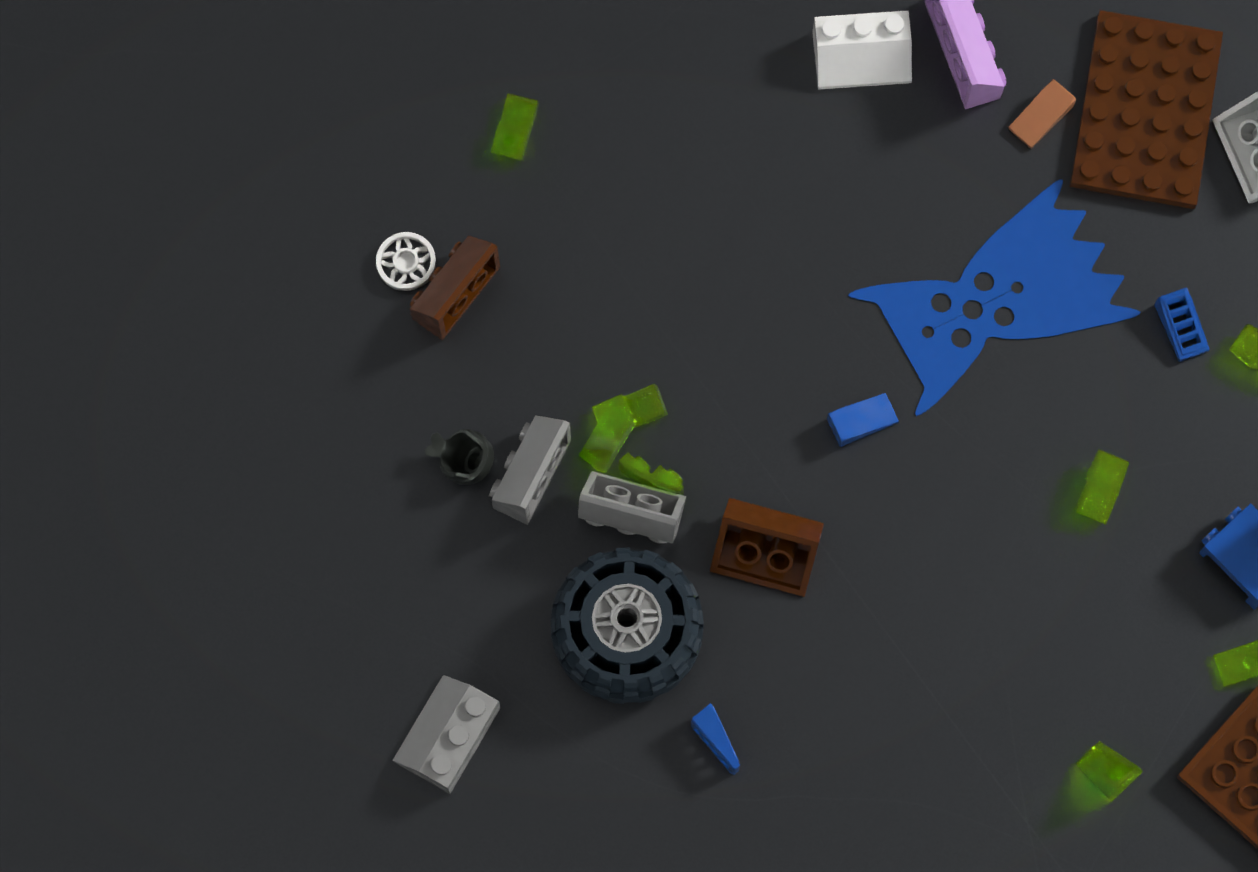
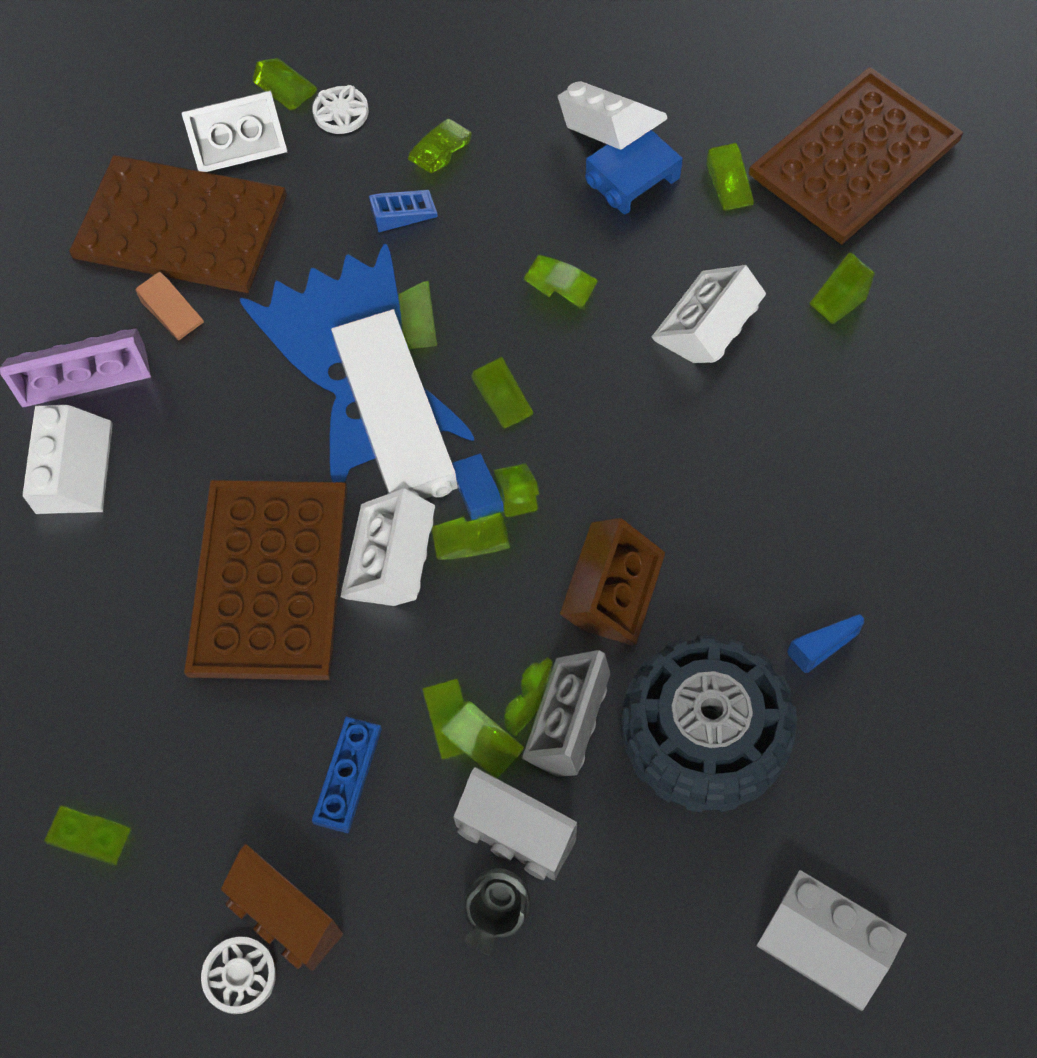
camera: 85 degrees left, 10 degrees down
(596, 332) = (342, 794): none -> blue tile
(755, 242) = (267, 581): none -> reddish brown plate
(788, 344) = (389, 549): none -> white slope
(808, 417) = (472, 538): none -> clear neon green slope
(861, 454) = (517, 489): none -> clear neon green slope
(938, 334) = (394, 406): none -> white brick
(967, 437) = (502, 392): none -> clear neon green slope
(1049, 351) = (417, 316): none -> clear neon green slope
(1071, 636) = (710, 314): none -> white slope

